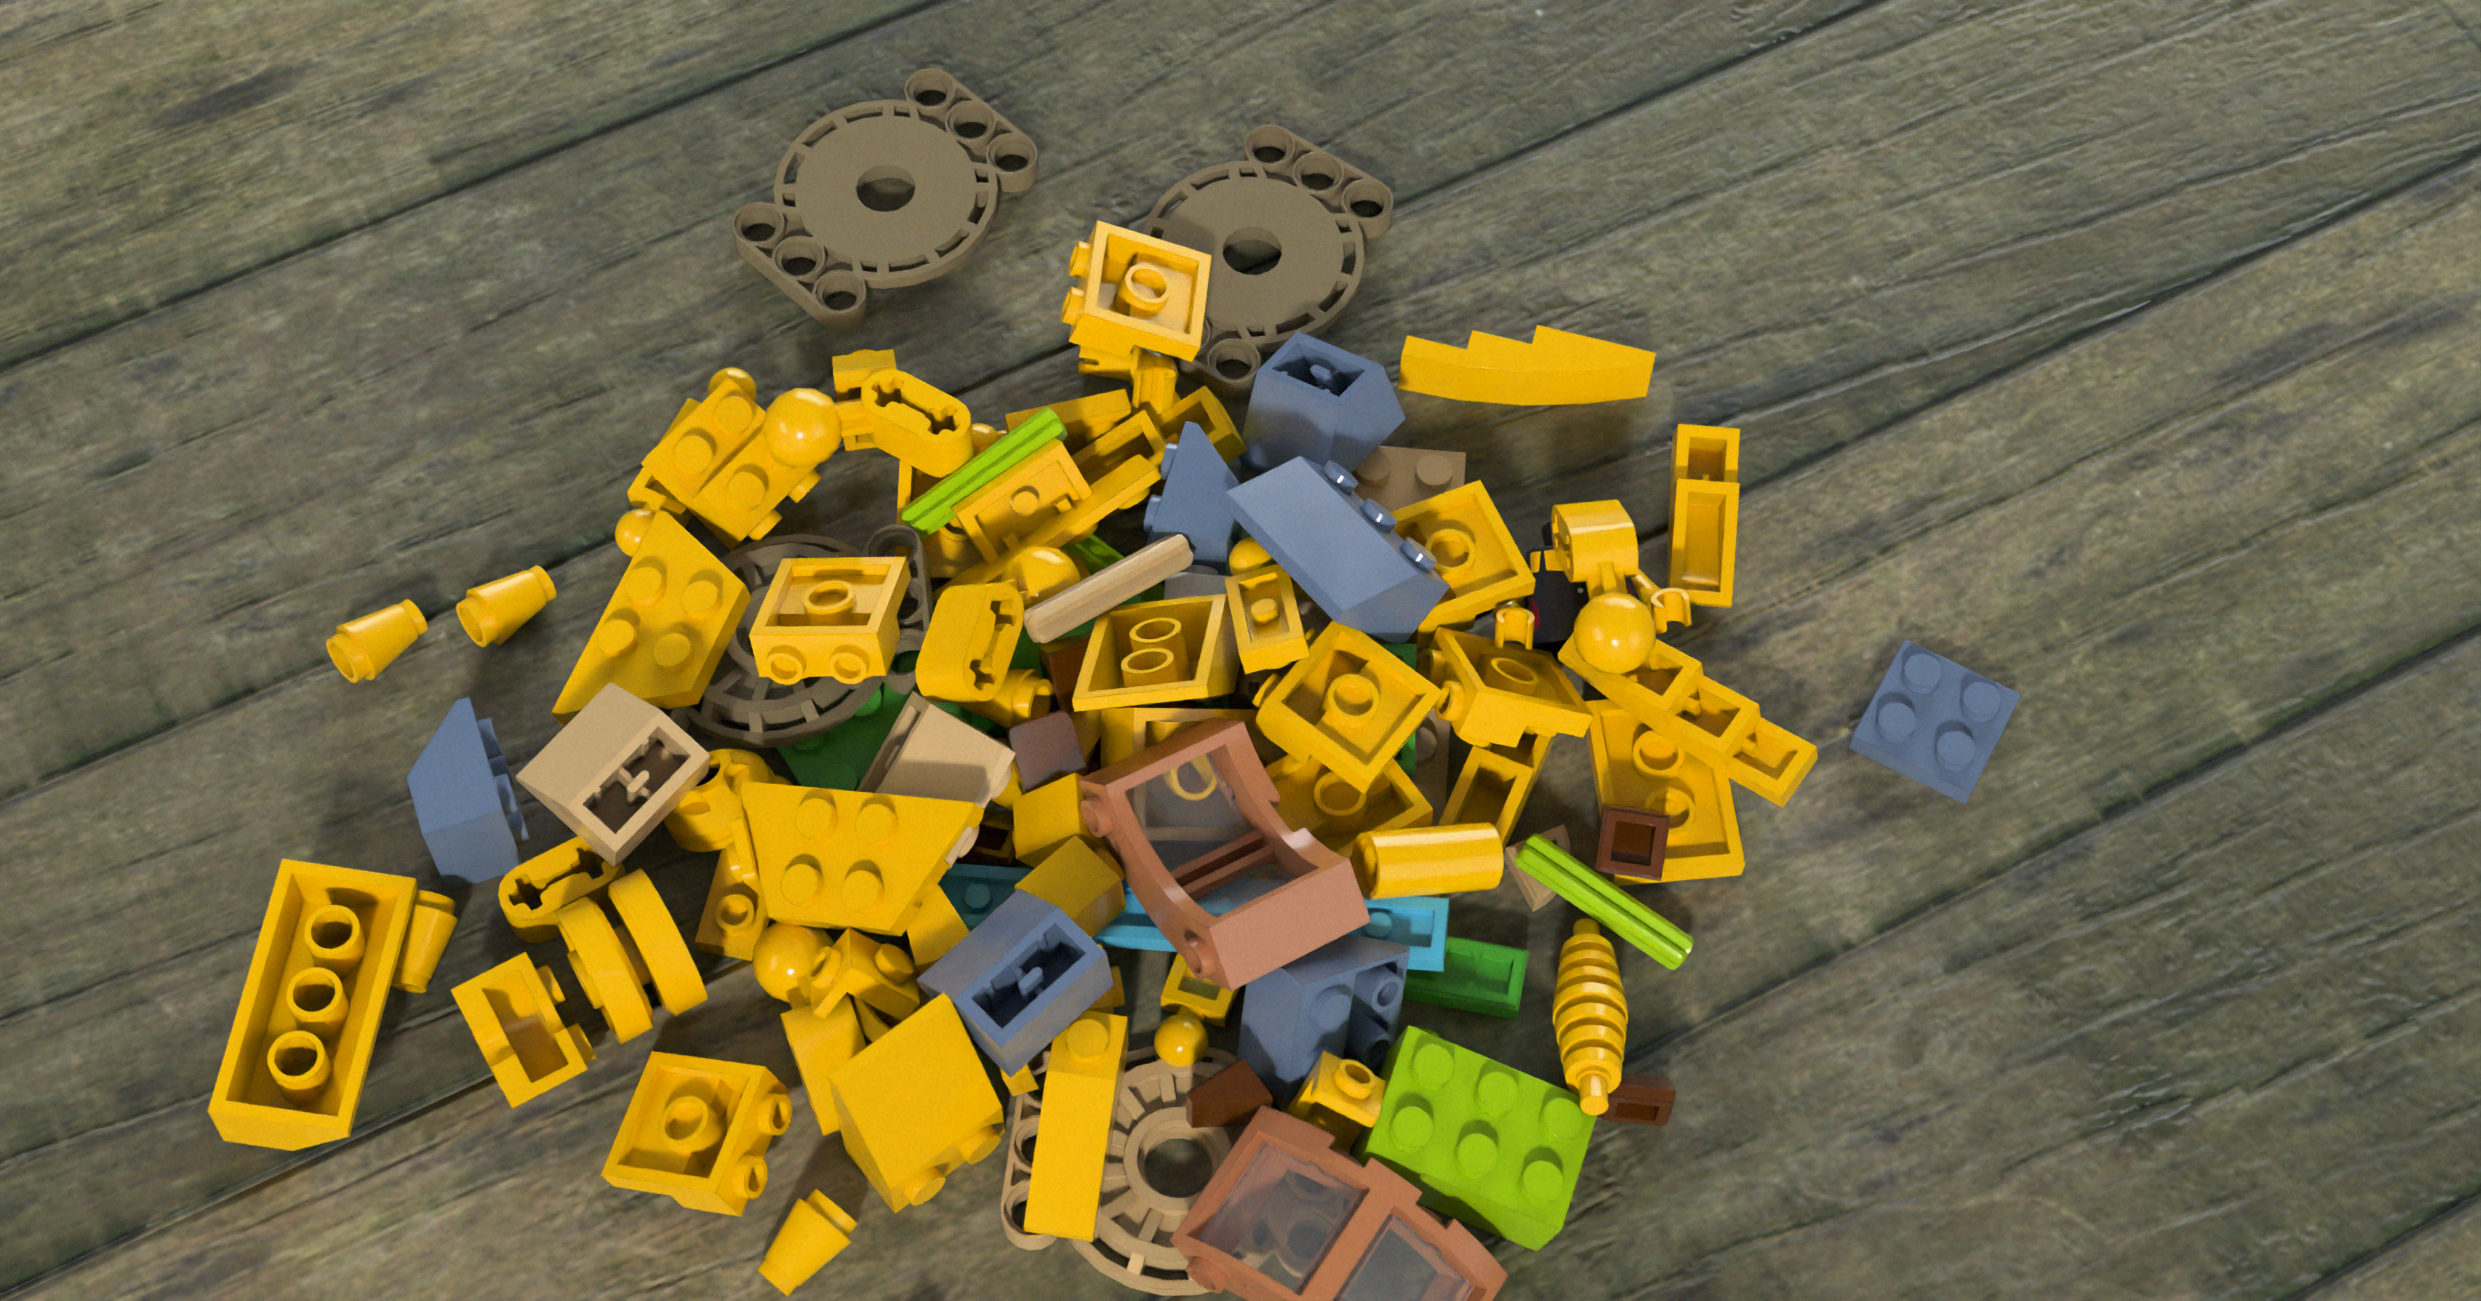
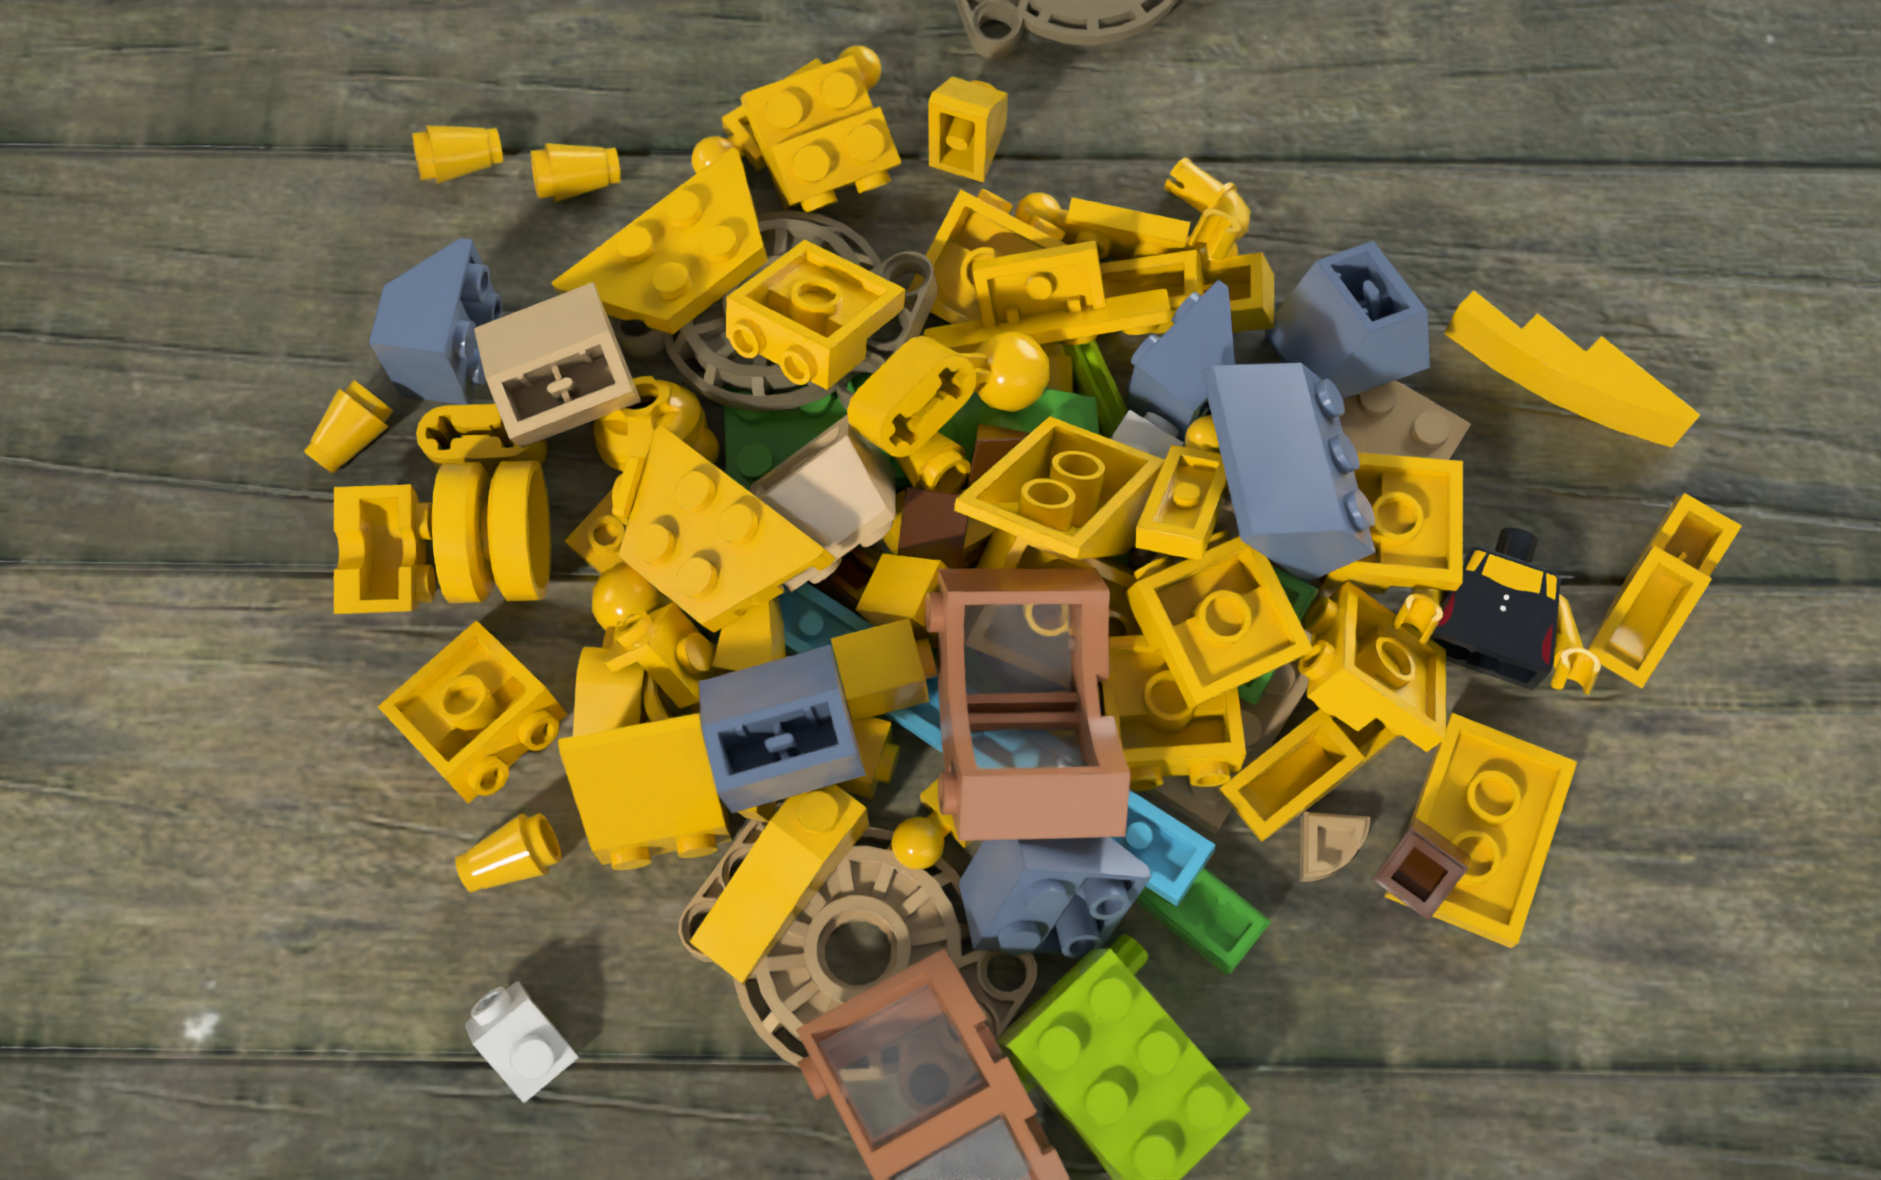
camera: 30 degrees right, 10 degrees up
(311, 1006) = (222, 440): yellow slope -> none
(895, 413) = (970, 147): yellow beam -> none
(933, 507) = (957, 254): lime axle -> none
(1107, 588) = (1063, 403): tan axle -> none
(1136, 294) = (1247, 140): yellow plate -> none
(1227, 1097) = (922, 921): reddish brown slope -> none
(1306, 226) = (1349, 204): dark tan piece -> none
(1339, 1099) = (1012, 981): yellow bracket -> none
(1427, 860) = (1213, 801): yellow pin -> none
(1590, 1016) = (1290, 1018): yellow piece -> none
(1600, 547) = (1537, 586): yellow beam -> none
(1604, 901) = (1366, 911): lime axle -> none
(1641, 1100) = (1297, 1106): reddish brown slope -> none
(1704, 720) = (1544, 770): yellow slope -> none
(1934, 721) = (1779, 895): sand blue plate -> none

